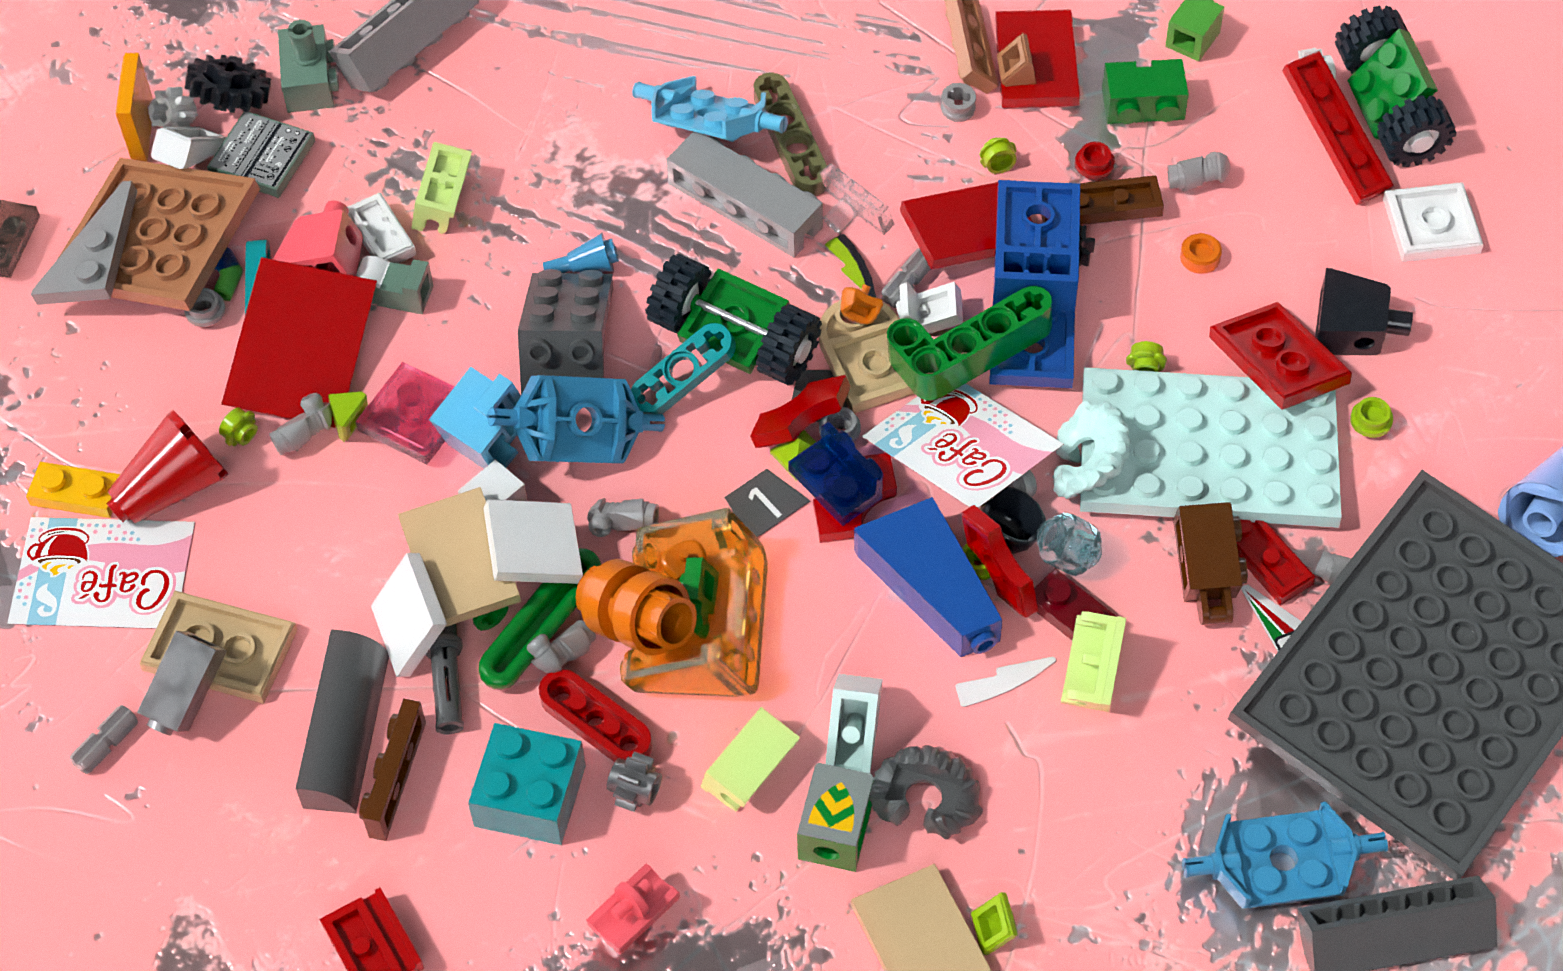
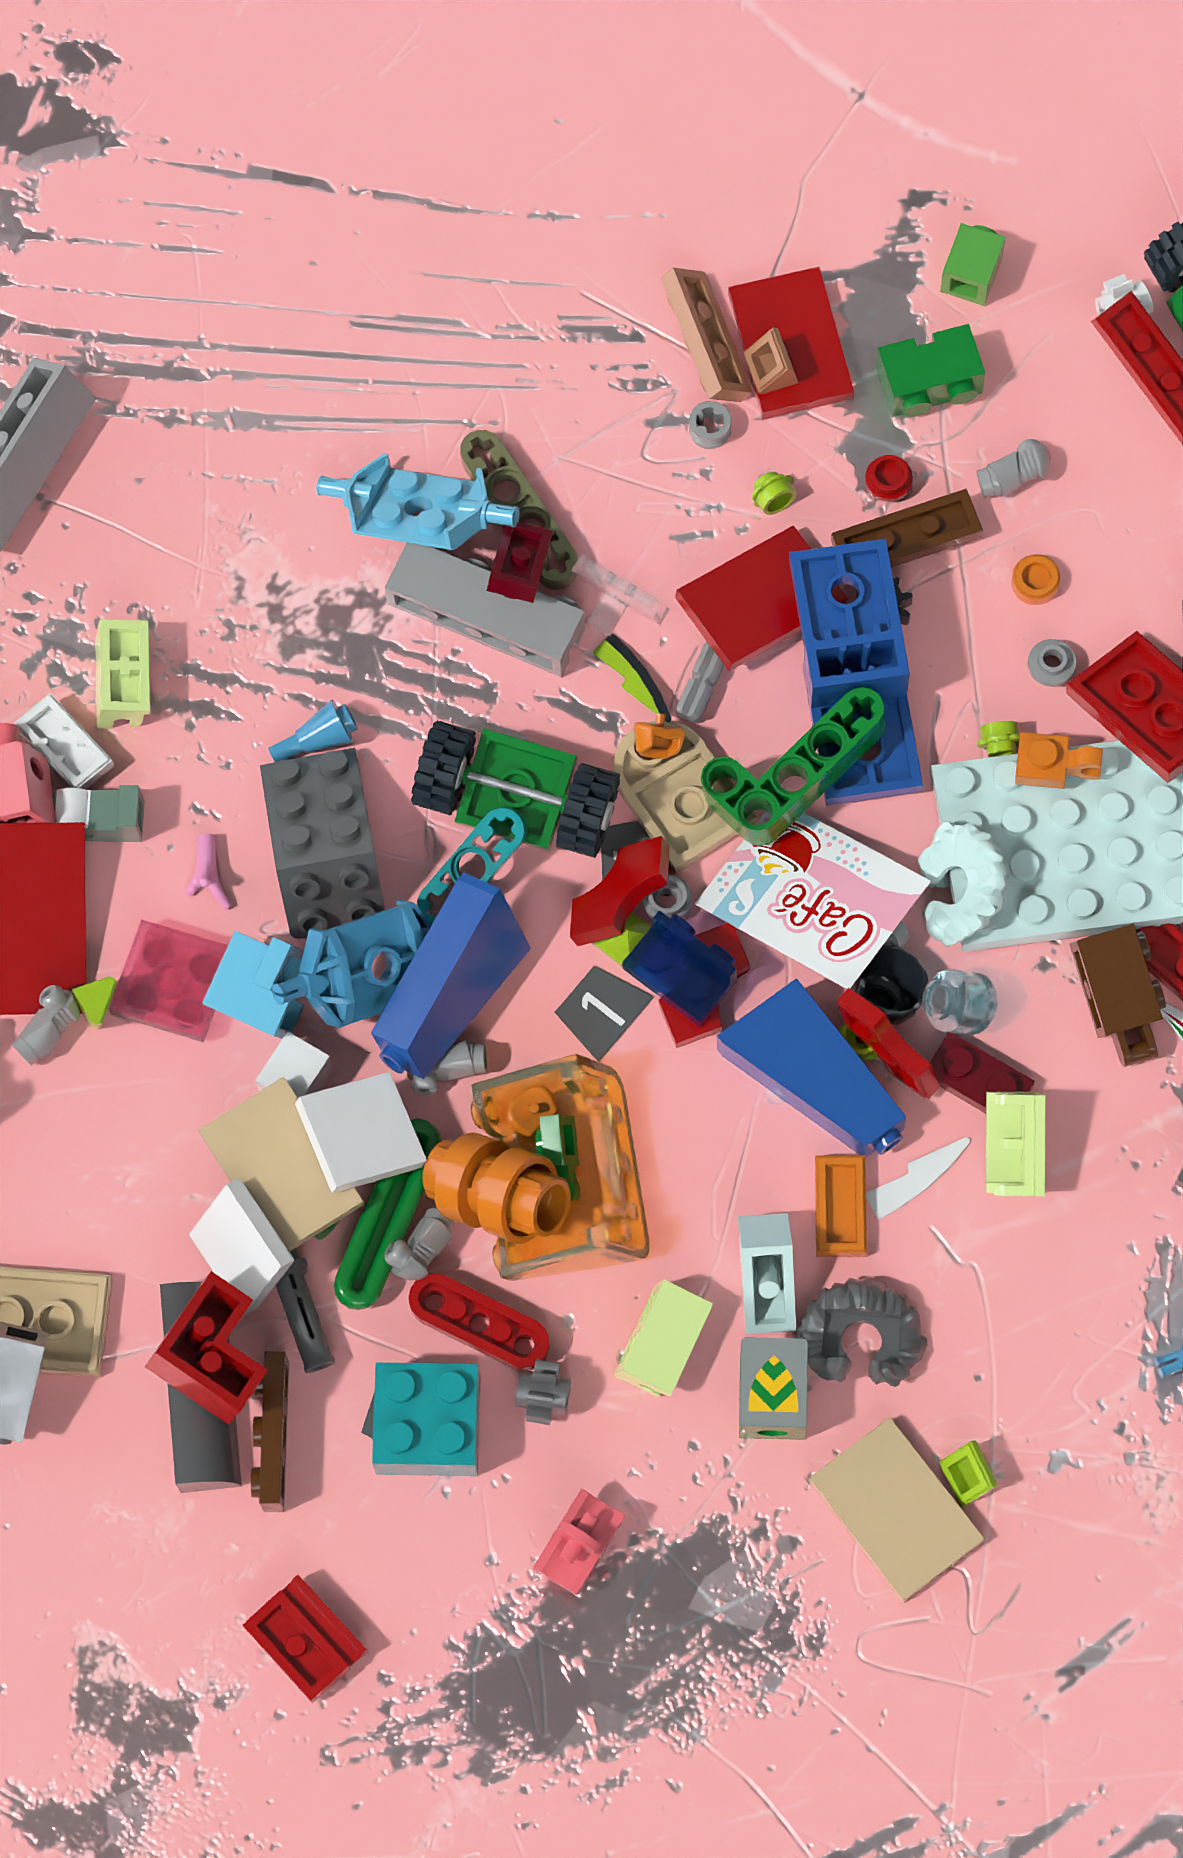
camera: 10 degrees left, 15 degrees up
(345, 684) = (200, 1359): none -> red brick
(467, 340) = (206, 870): none -> bright pink bar
(642, 441) = (450, 977): none -> blue slope
(778, 157) = (519, 561): none -> dark red plate
(931, 689) = (840, 1206): none -> orange tile
(933, 308) = (739, 722): white bracket -> none
(1185, 374) = (1047, 761): none -> orange plate
(1197, 321) = (1048, 675): none -> light grey plate

